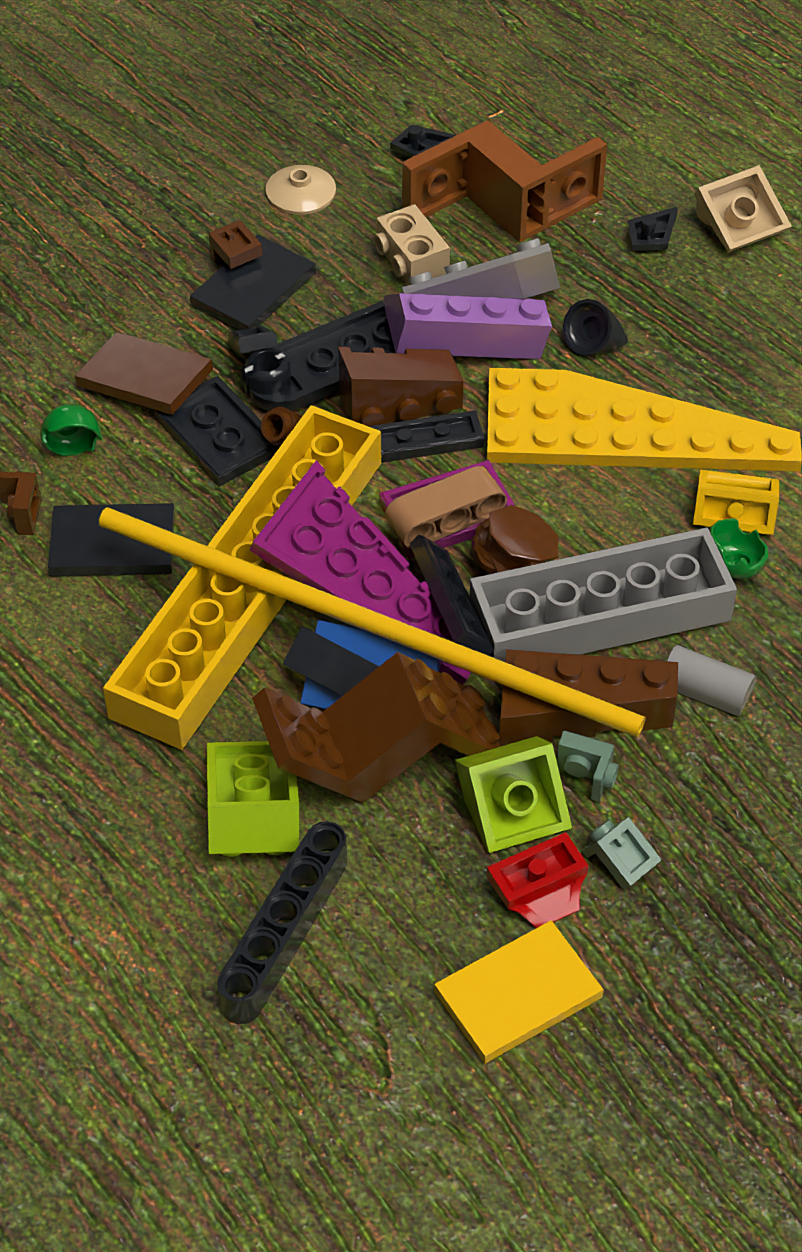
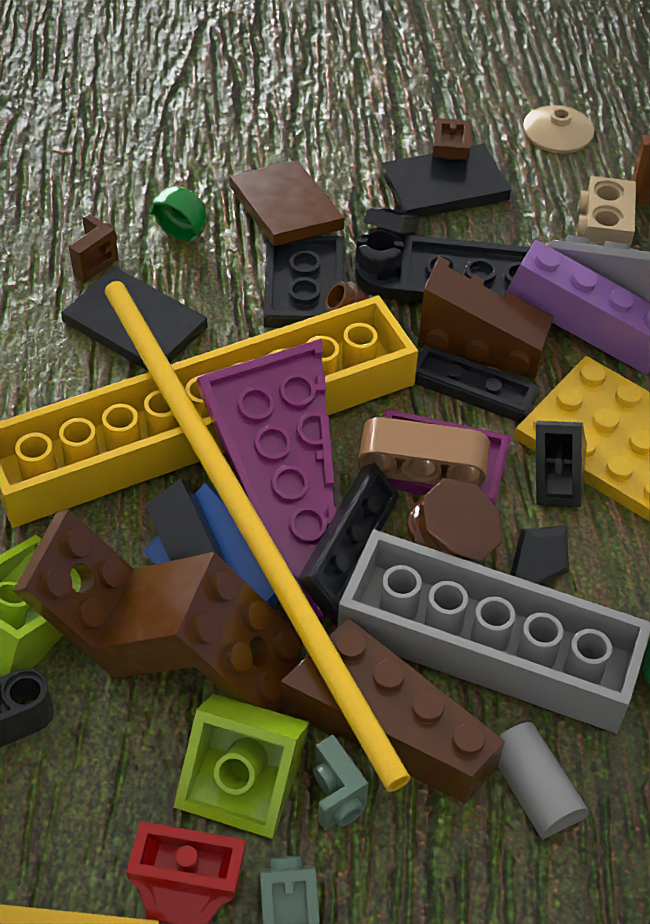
camera: 35 degrees right, 0 degrees up
(547, 457) = (560, 463): none -> pearl dark grey slope
(585, 529) = (541, 554): none -> black piece

